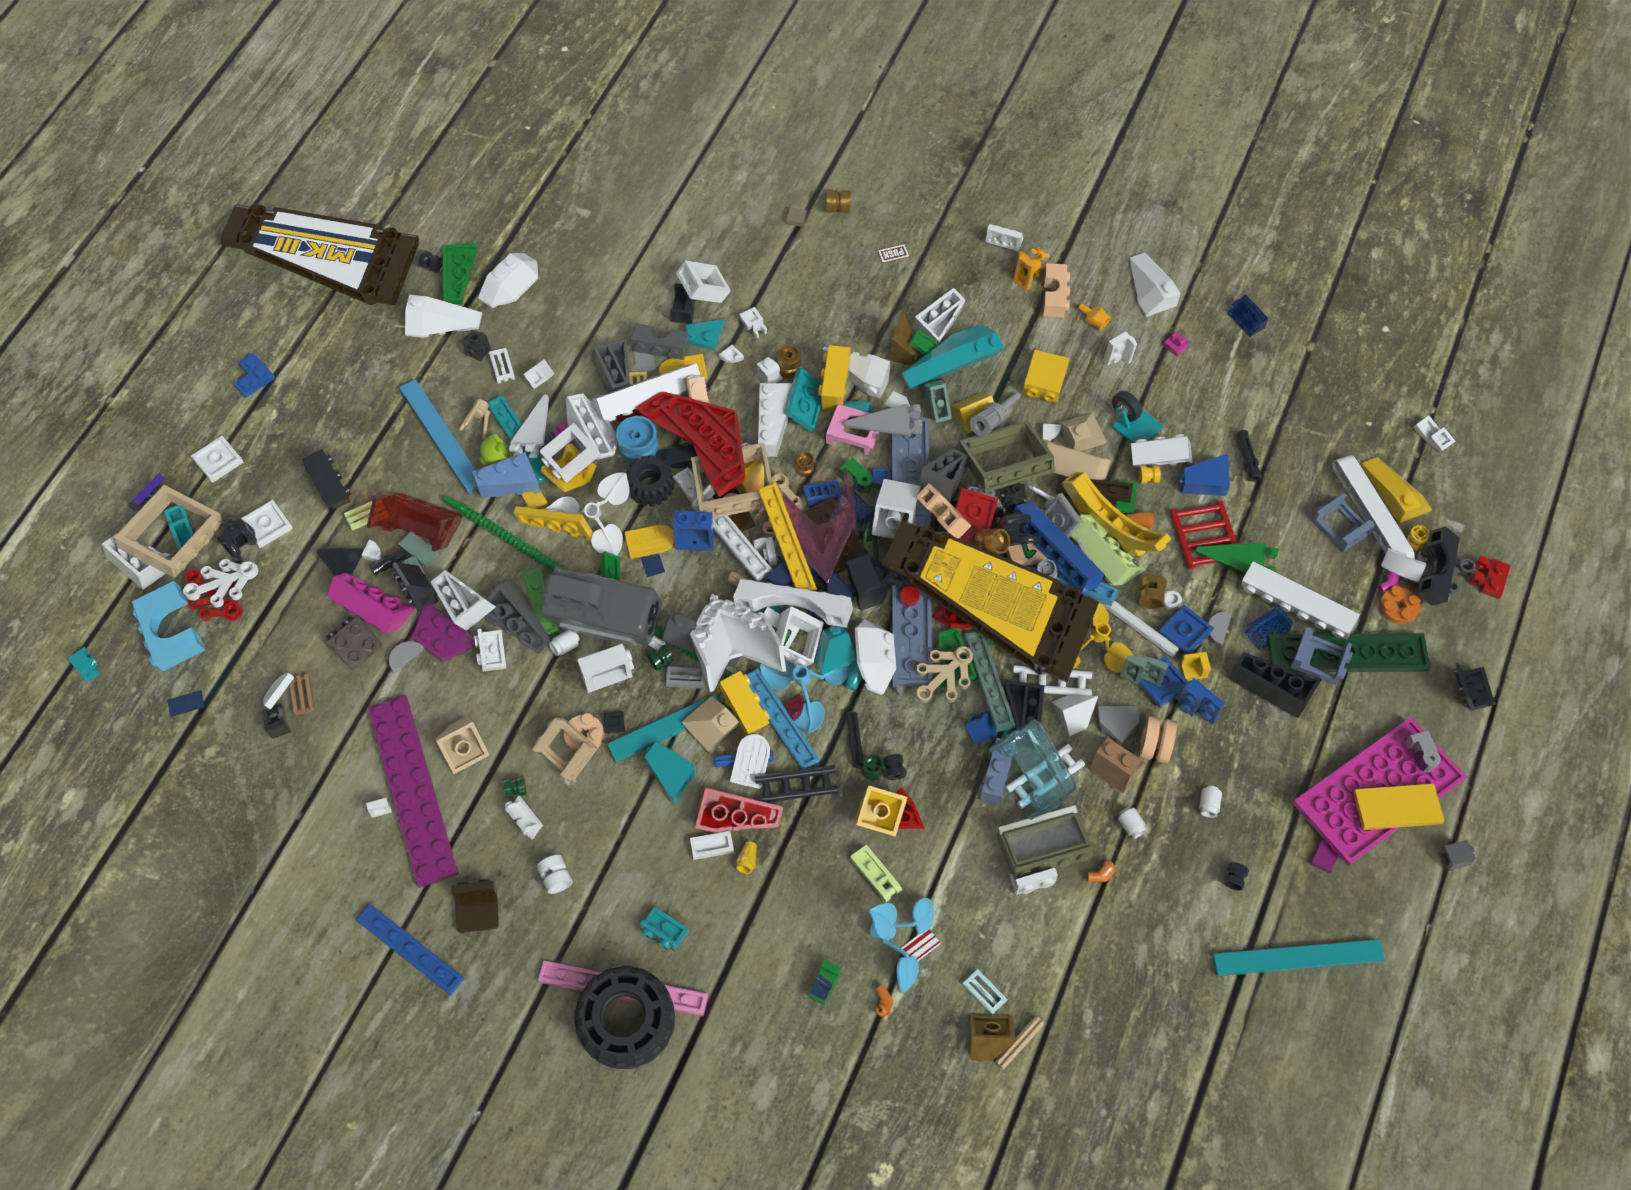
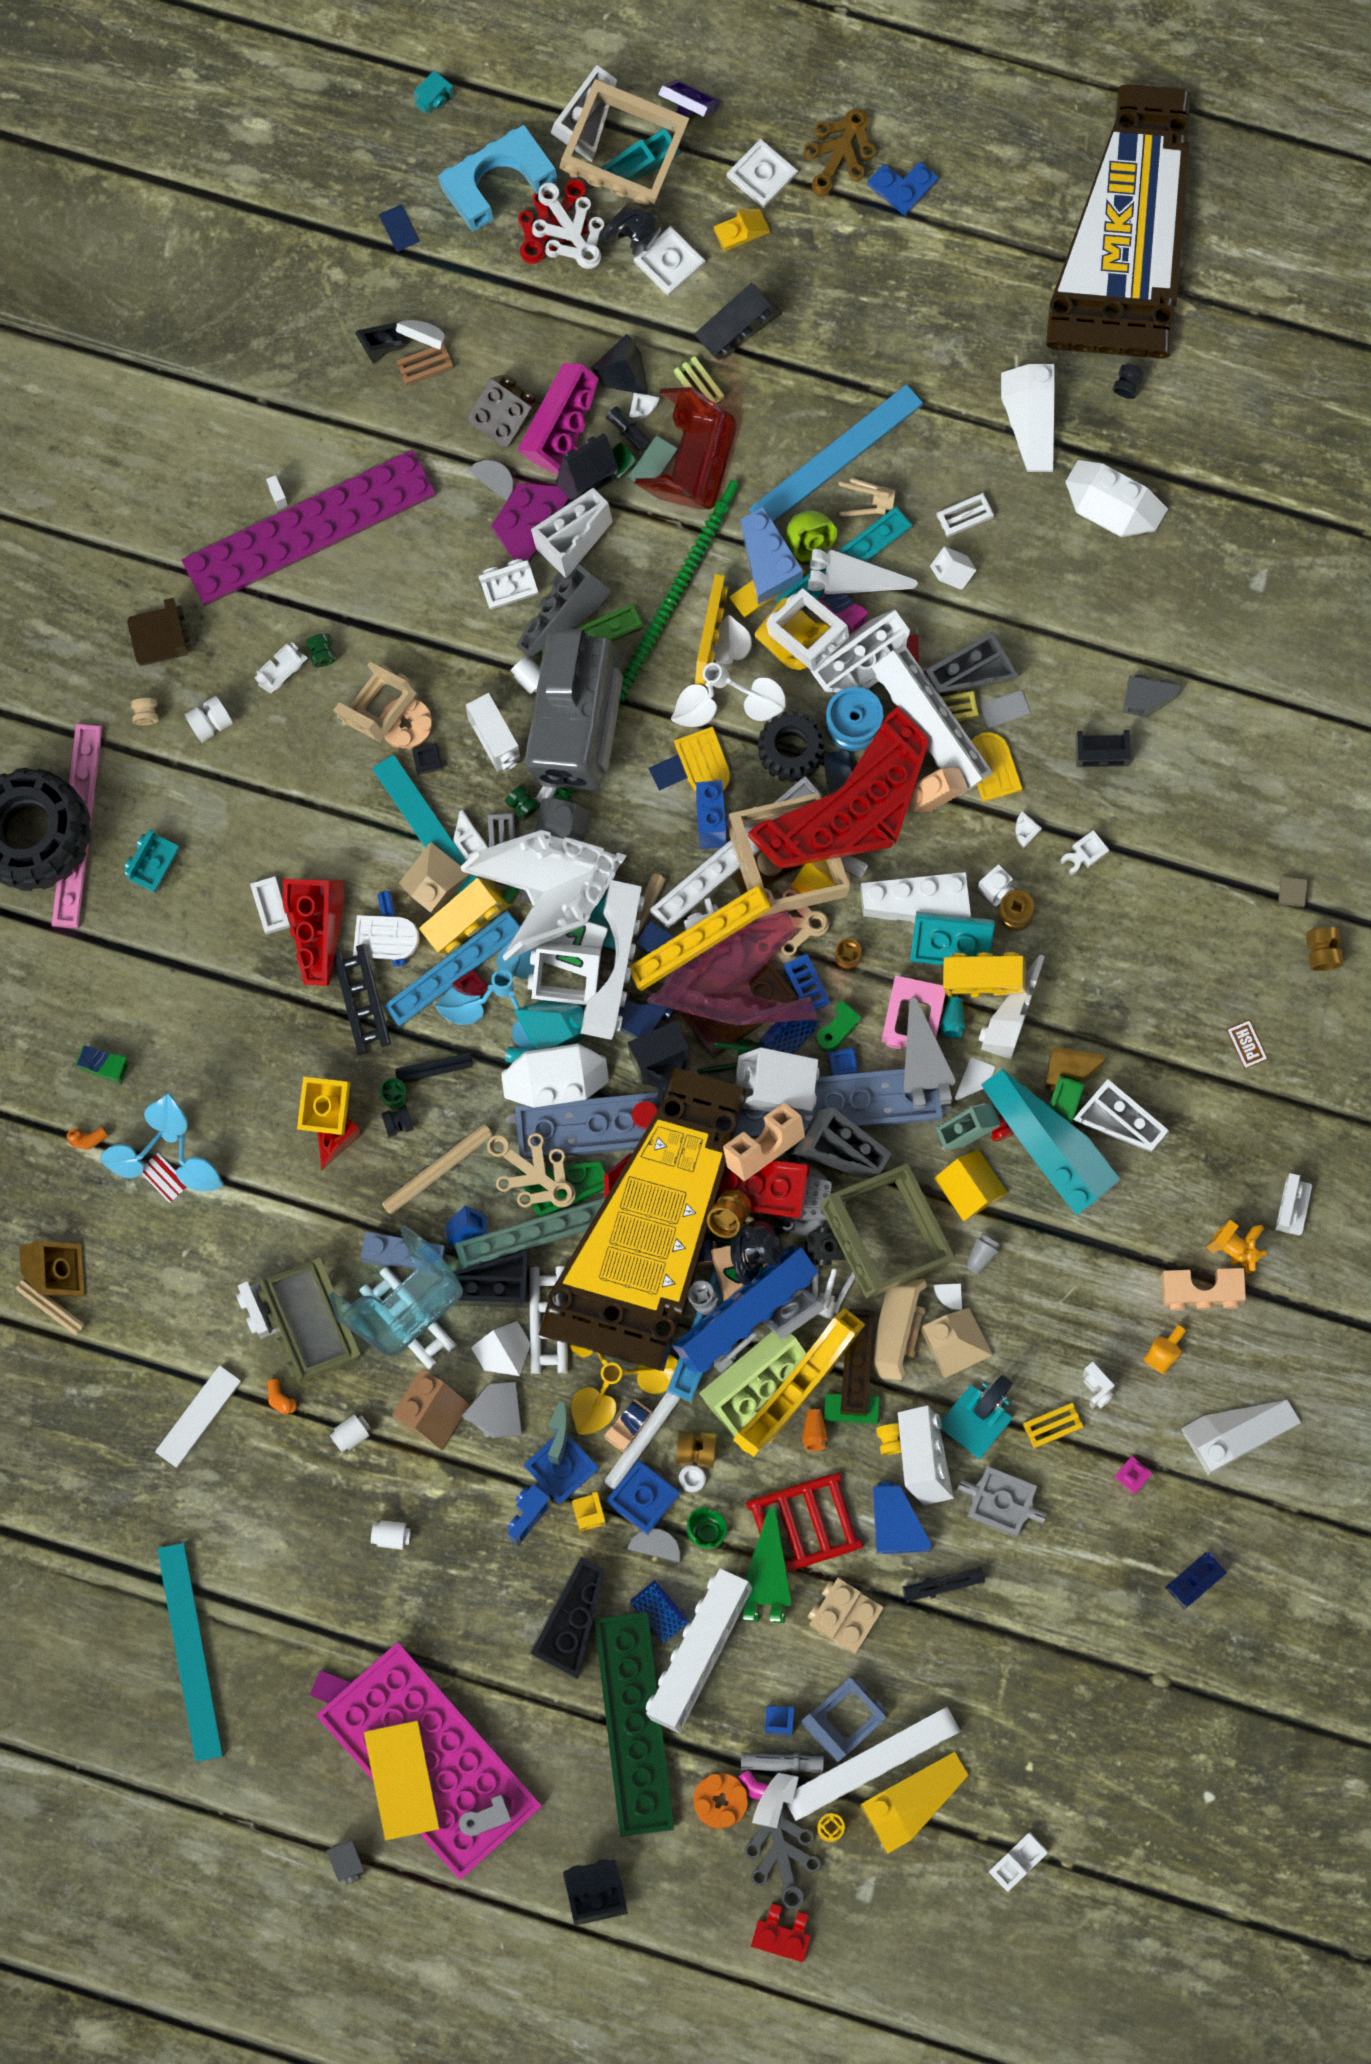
camera: 85 degrees right, 15 degrees up
(214, 407) = (841, 147): none -> pearl gold plant
(255, 476) = (741, 229): none -> yellow slope
(410, 949) = (102, 567): blue tile -> none
(457, 268) = (1118, 421): green wing -> none
(462, 745) = (372, 574): tan slope -> none
(476, 345) = (987, 473): pearl dark grey brick -> none
(538, 924) = (144, 711): none -> tan wheel
(609, 566) = (644, 717): green plate -> none
(652, 276) = (1148, 696): none -> dark grey slope
(669, 770) = (363, 836): teal slope -> none
(672, 346) = (1025, 747): dark grey arch -> none
(680, 699) = (467, 837): none -> white tile
(693, 271) = (1124, 750): white window -> none
(705, 333) = (1057, 786): teal wing -> none
(747, 859) = (255, 950): yellow cone -> none
(875, 873) = (250, 1111): yellowish green plate -> none
(933, 745) = (437, 1169): none -> tan axle
(991, 416) = (955, 1207): light grey piece -> none
(997, 1005) = (117, 1268): light aqua tile -> none
(1023, 409) = (982, 1253): none -> light grey cone
(1045, 376) = (1042, 1281): yellow panel -> none
(1114, 935) = (198, 1416): none -> white tile
(1133, 635) = (628, 1425): none -> leg
(1138, 372) = (1073, 1417): none -> yellow tile
(1154, 738) = (465, 1458): light nougat wheel -> none
(1193, 415) = (1002, 1501): none -> light grey plate
(1210, 591) = (706, 1528): none -> green hair
(1236, 876) = (289, 1569): black wheel -> none
(1269, 516) = (844, 1615): none -> tan plate
(1305, 651) = (622, 1659): sand blue window -> none
(1344, 560) = (779, 1720): none -> blue panel
(1373, 556) = (779, 1762): none -> light grey pin
(1443, 547) = (746, 1846): black arch -> none

